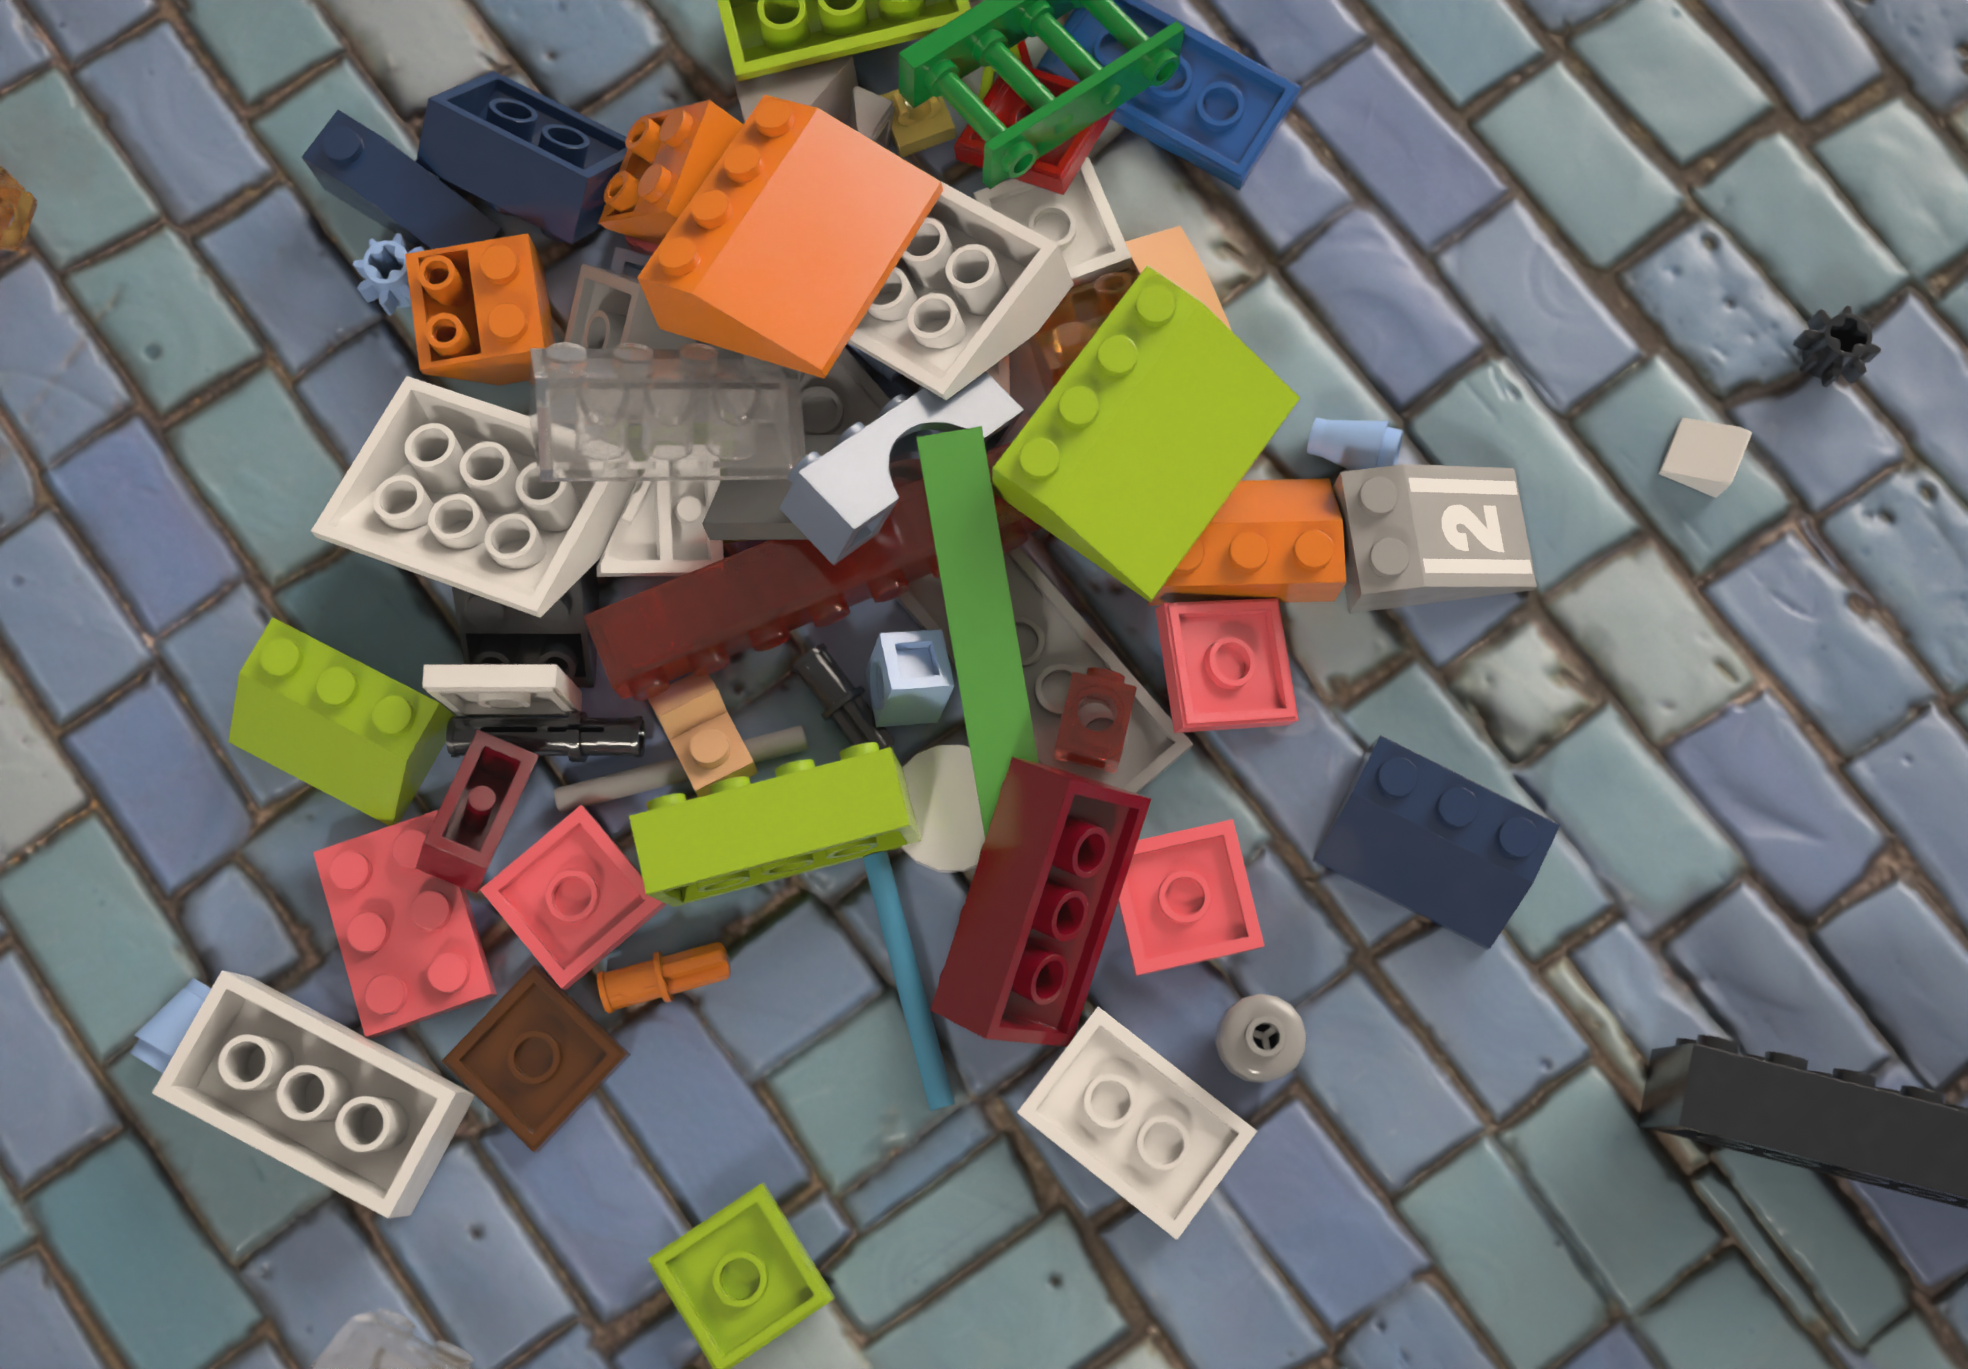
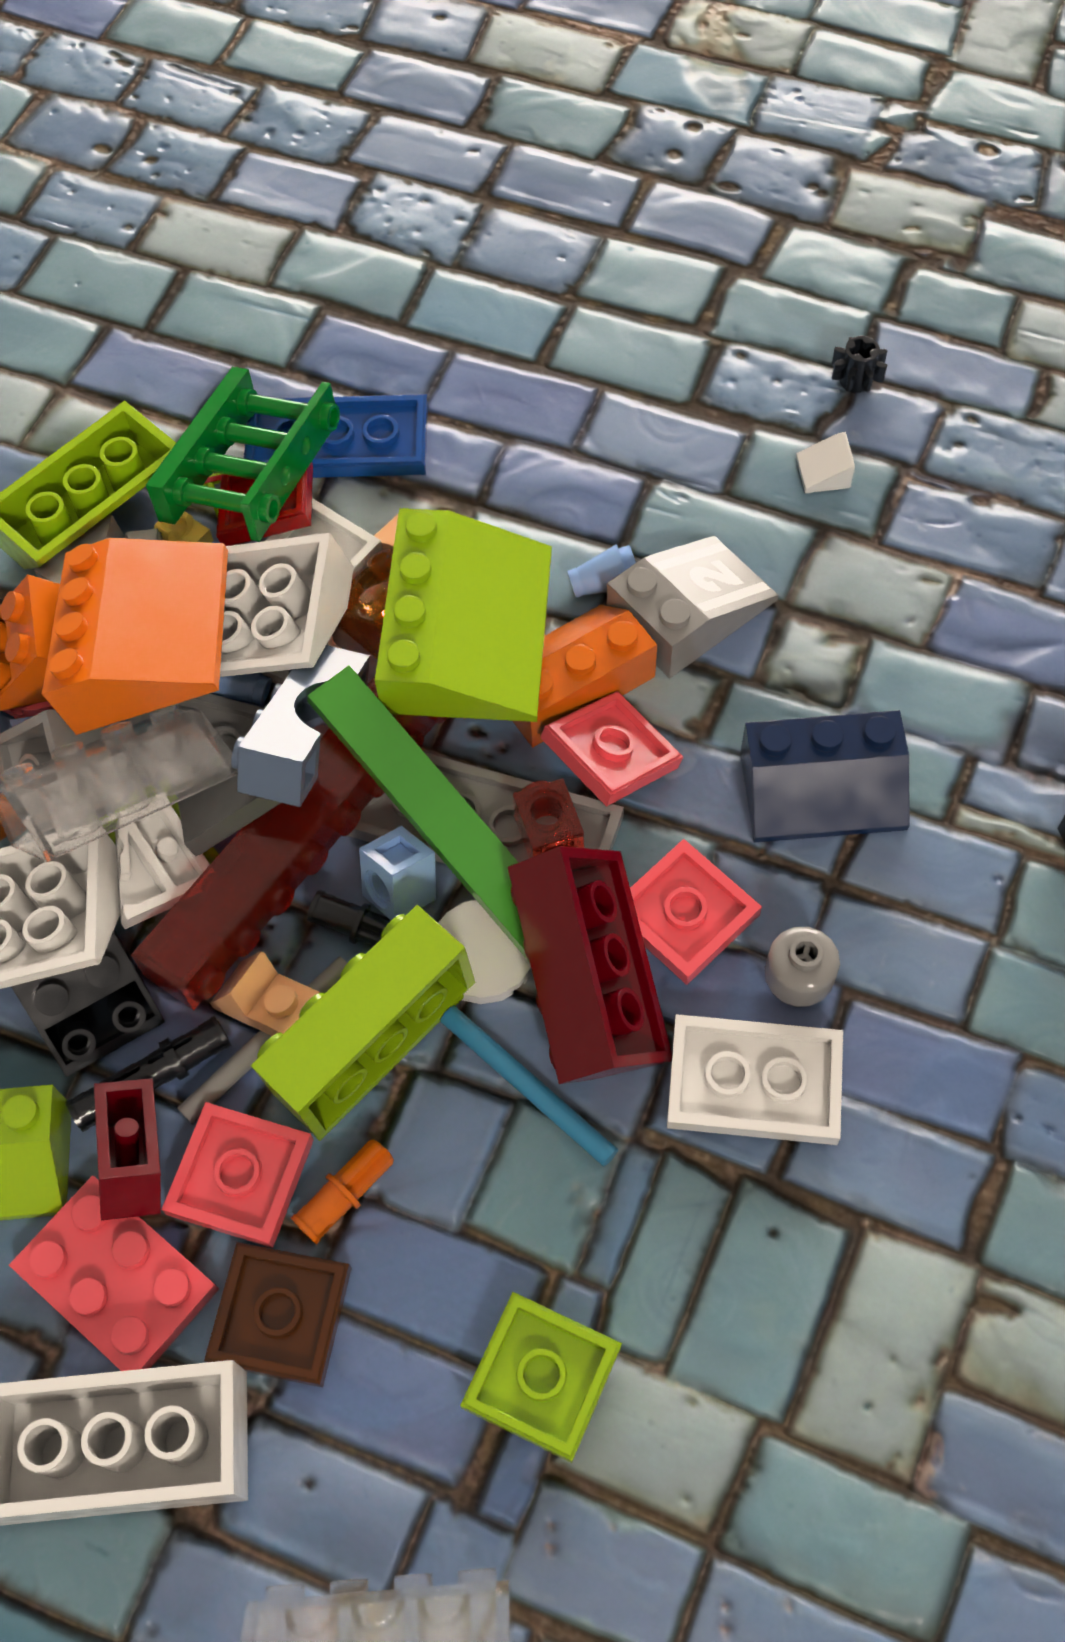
camera: 30 degrees left, 15 degrees down
(503, 689) = (95, 1047): white tile -> none

